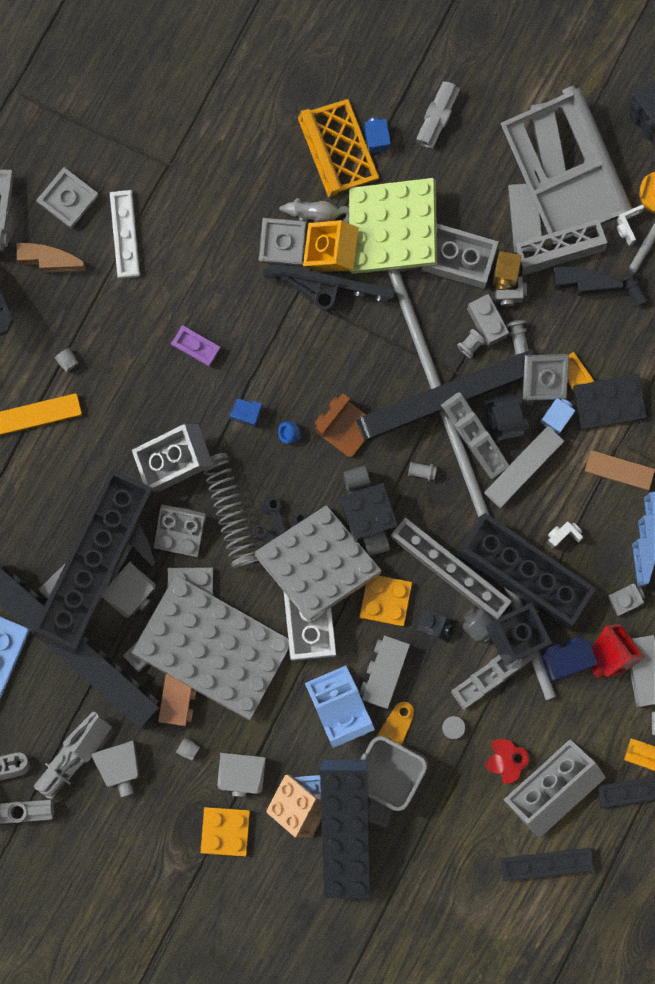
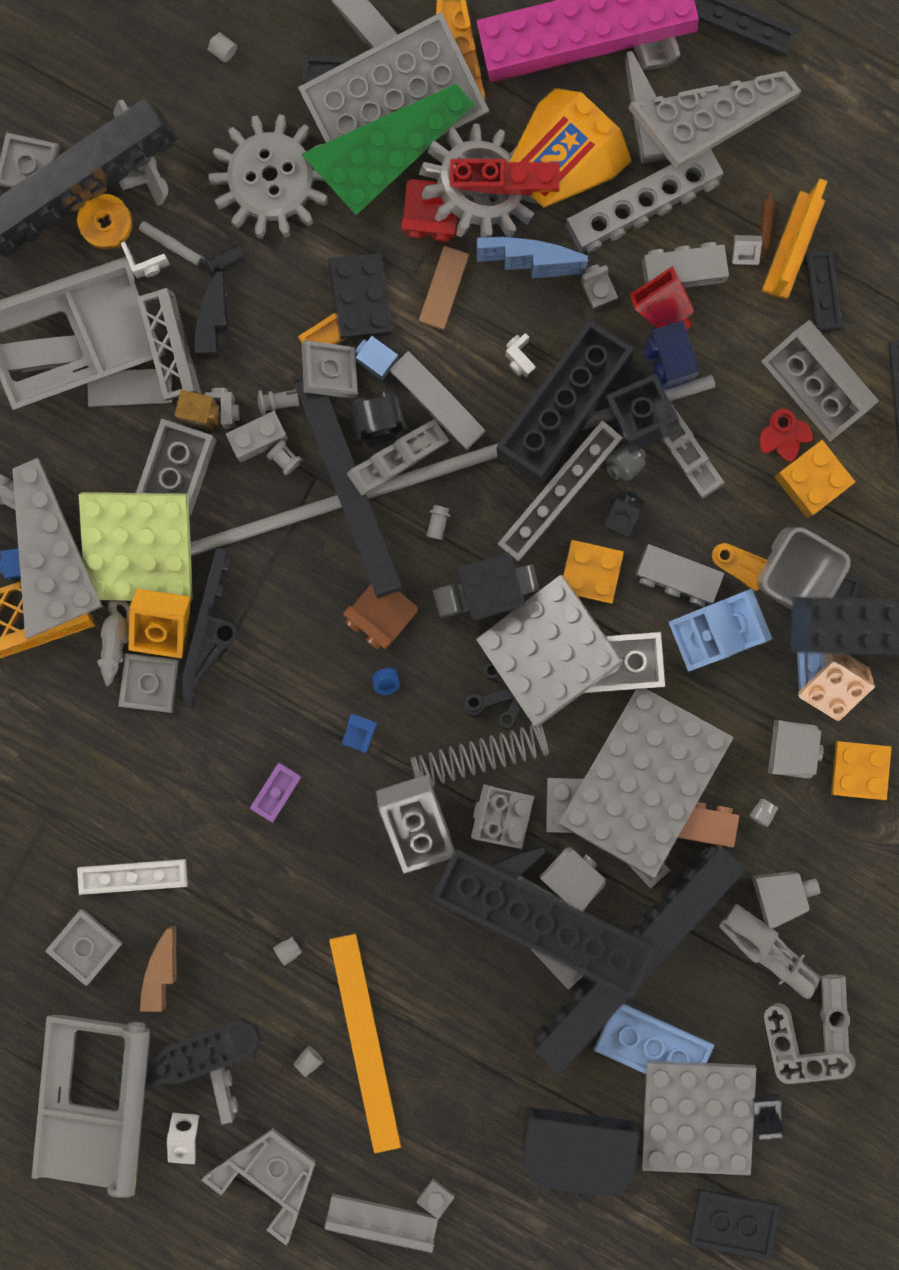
camera: 90 degrees left, 5 degrees up
(372, 159) = (51, 568): none -> light grey wing
(453, 727) = (745, 497): light grey tile -> none
(470, 785) = (814, 479): none -> light orange brick

